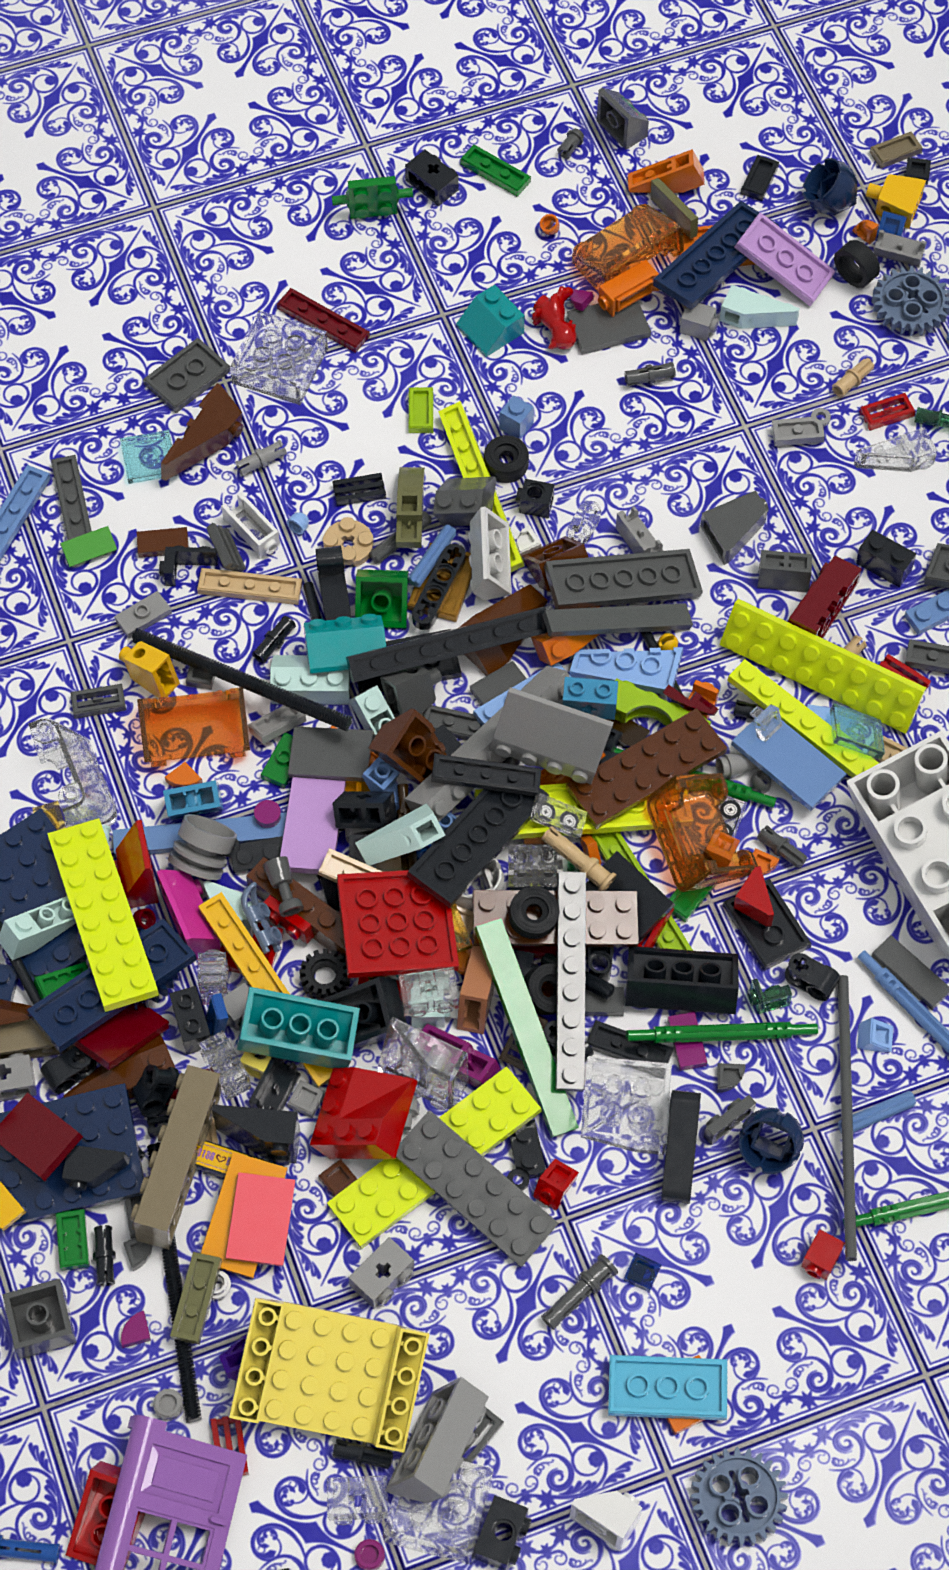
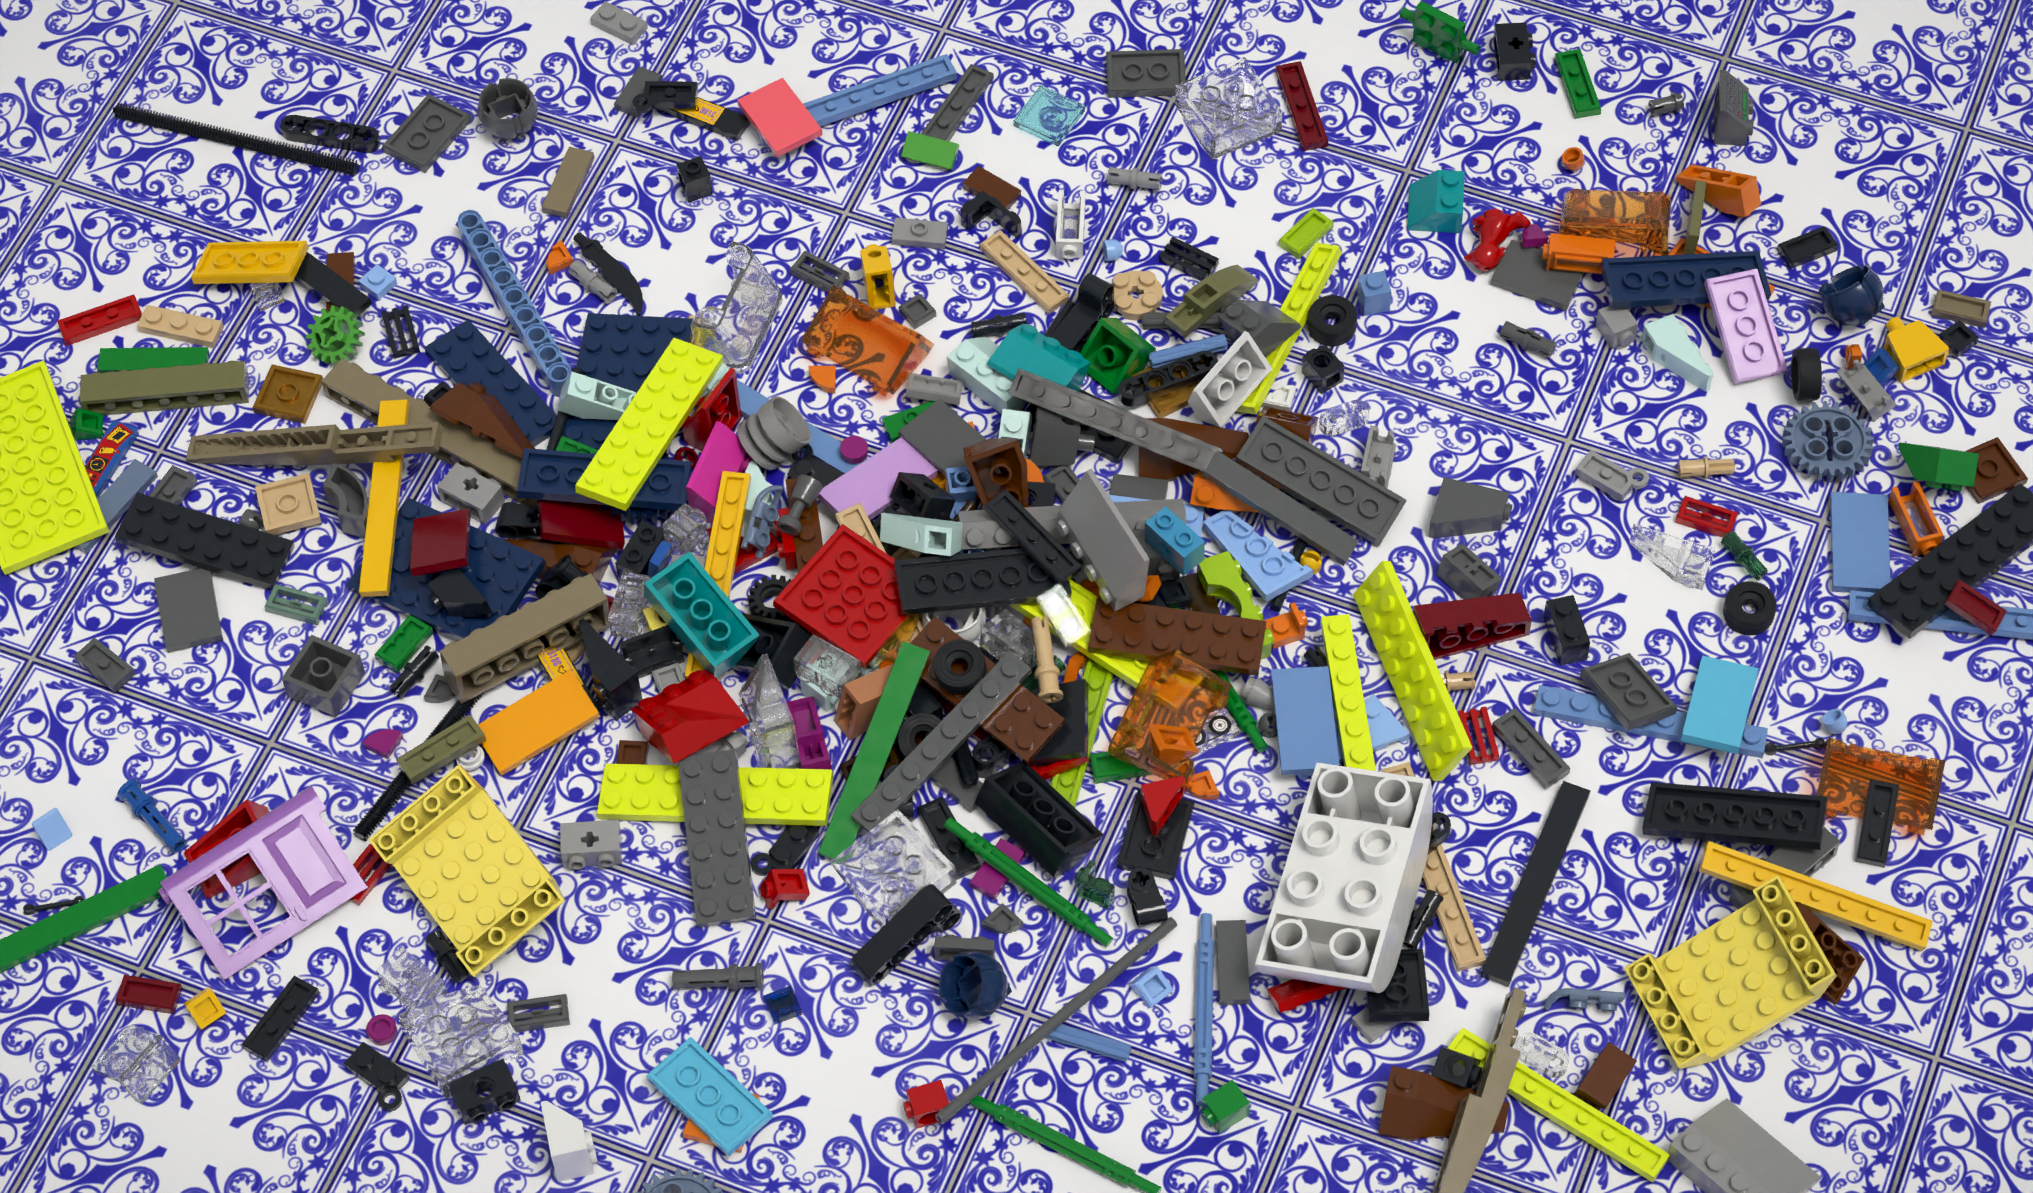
camera: 45 degrees right, 5 degrees down
(168, 1404) = (352, 810): light grey tile -> none
(193, 799) = (808, 396): dark azure brick -> none
(210, 431) = (1111, 125): reddish brown wedge -> none
(226, 548) = (1036, 230): dark grey tile -> none
(245, 680) = (934, 333): black axle -> none
(260, 1219) = (542, 733): coral tile -> none
(438, 1442) = (501, 986): light grey slope -> none
(694, 702) = (1272, 615): dark red slope -> none
(766, 721) = (1309, 673): clear tile -> none
(782, 847) = (1230, 785): dark grey axle -> none
(857, 731) = (1384, 741): clear light blue tile -> none

